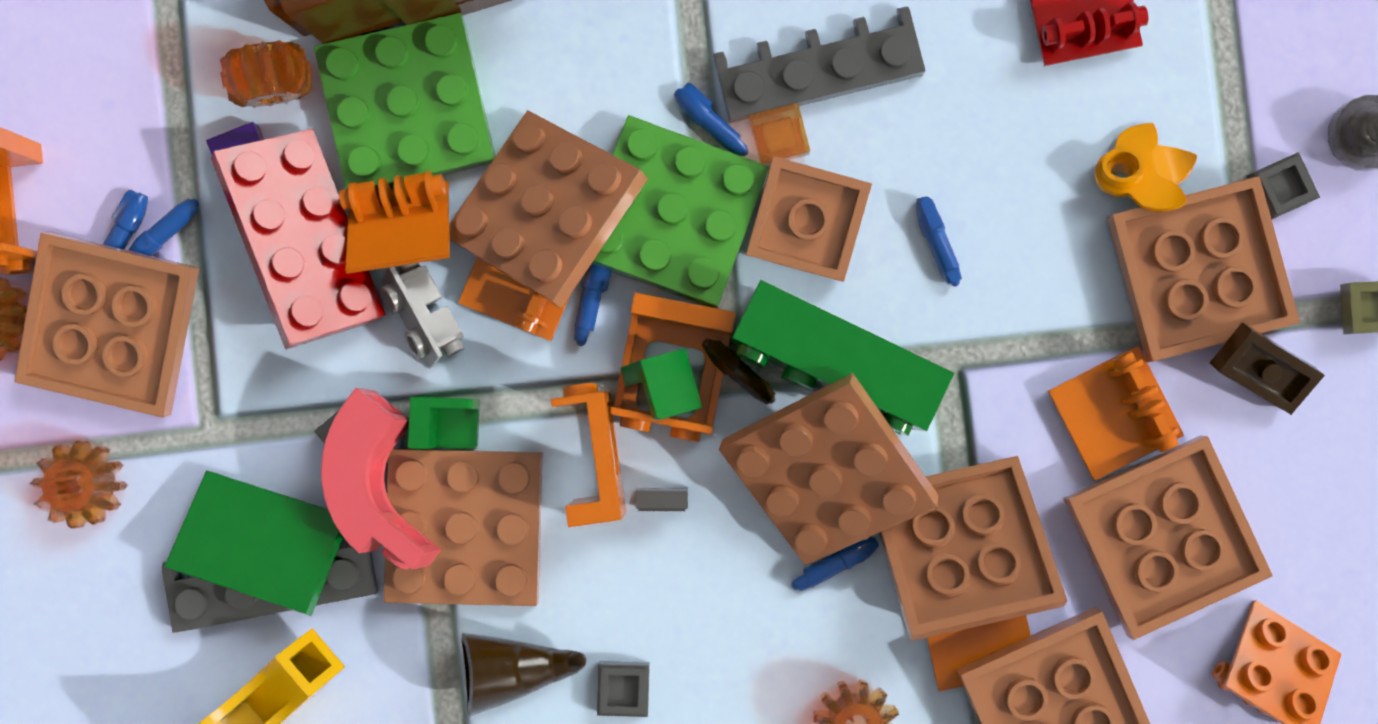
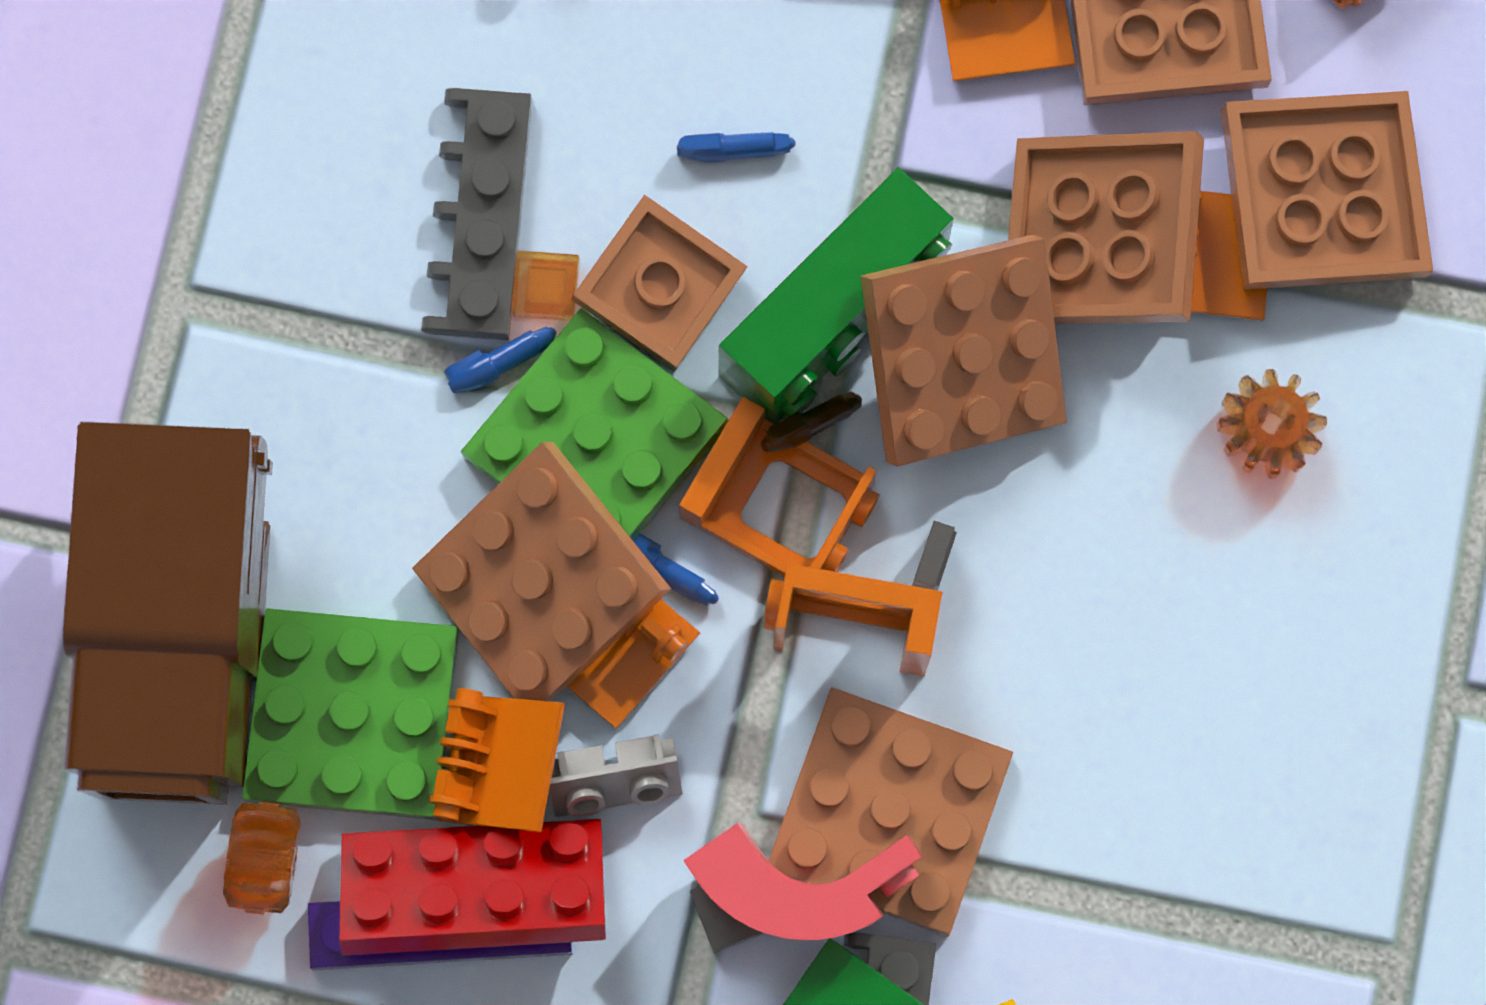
camera: 70 degrees left, 10 degrees down
(443, 423) = (755, 789): green panel -> none
(510, 669) = (1079, 811): dark brown hat -> none
(623, 689) = (1146, 685): dark grey tile -> none
(666, 383) = (797, 502): green panel -> none
(835, 564) = (1076, 388): blue piece -> none

